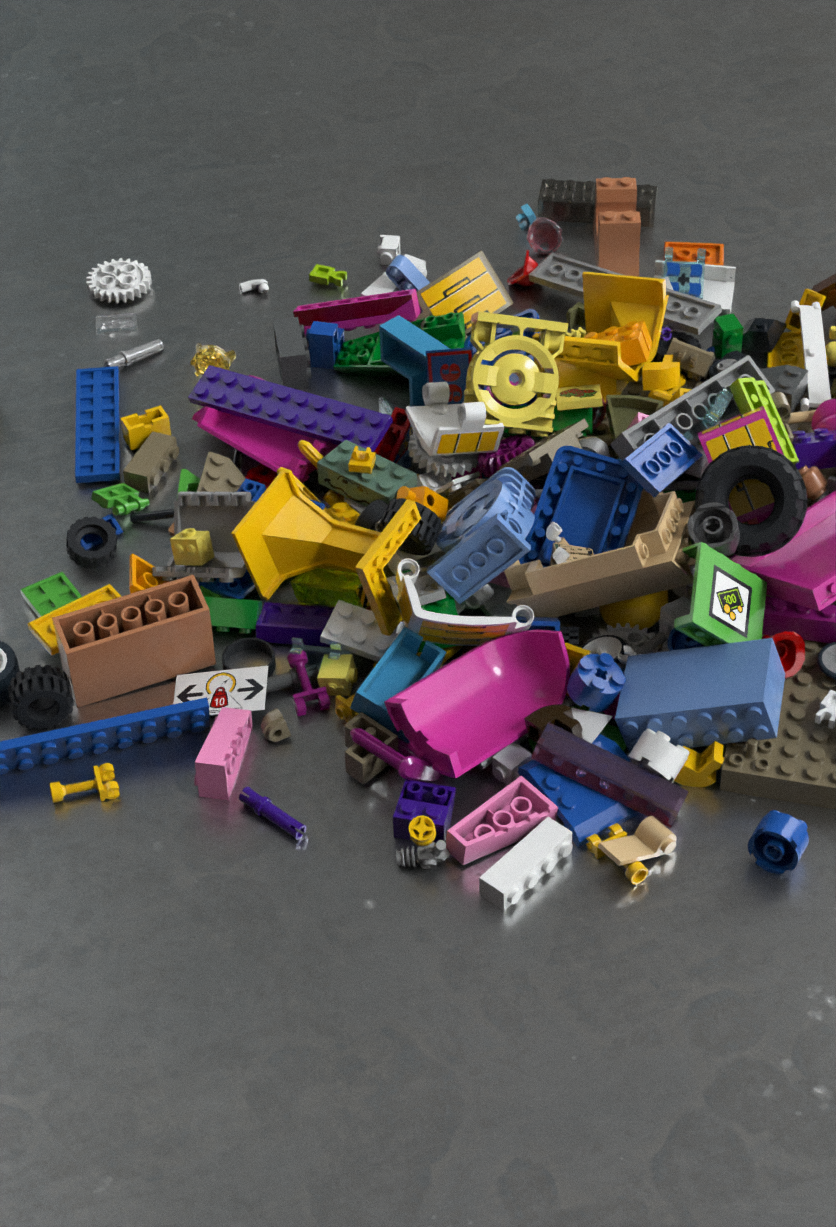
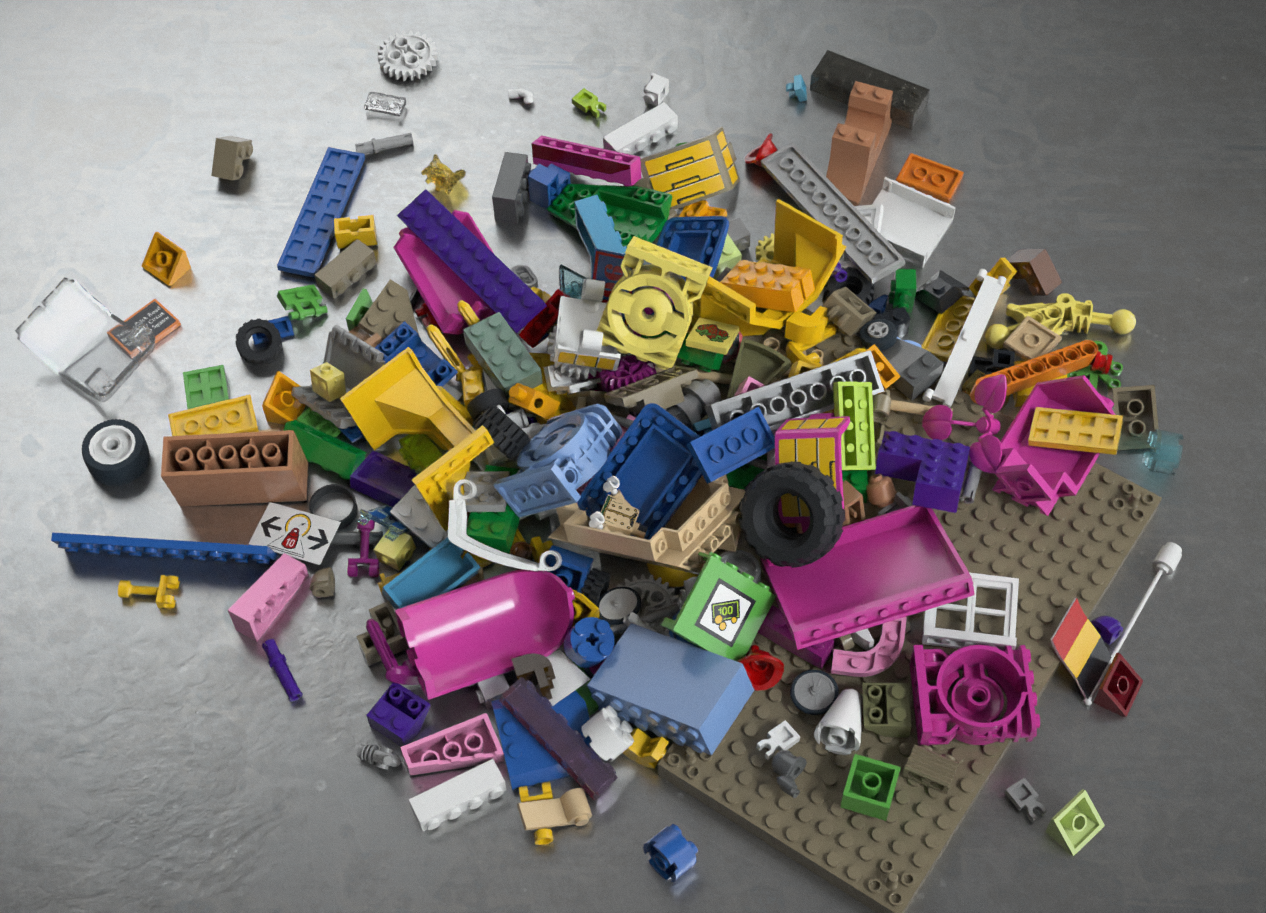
camera: 20 degrees right, 15 degrees up
(40, 697) = (144, 495): black tyre -> none
(153, 515) = (325, 327): black bar -> none
(362, 461) = (497, 344): yellow tile -> none
(405, 274) = (649, 133): medium blue beam -> none
(421, 825) = (376, 741): yellow wheel -> none
(544, 236) = (799, 117): clear light blue hair -> none
(685, 276) = (904, 204): clear light blue flag -> none
(718, 407) = (814, 400): clear light blue beam -> none
(719, 518) = (735, 528): flat silver brick -> none

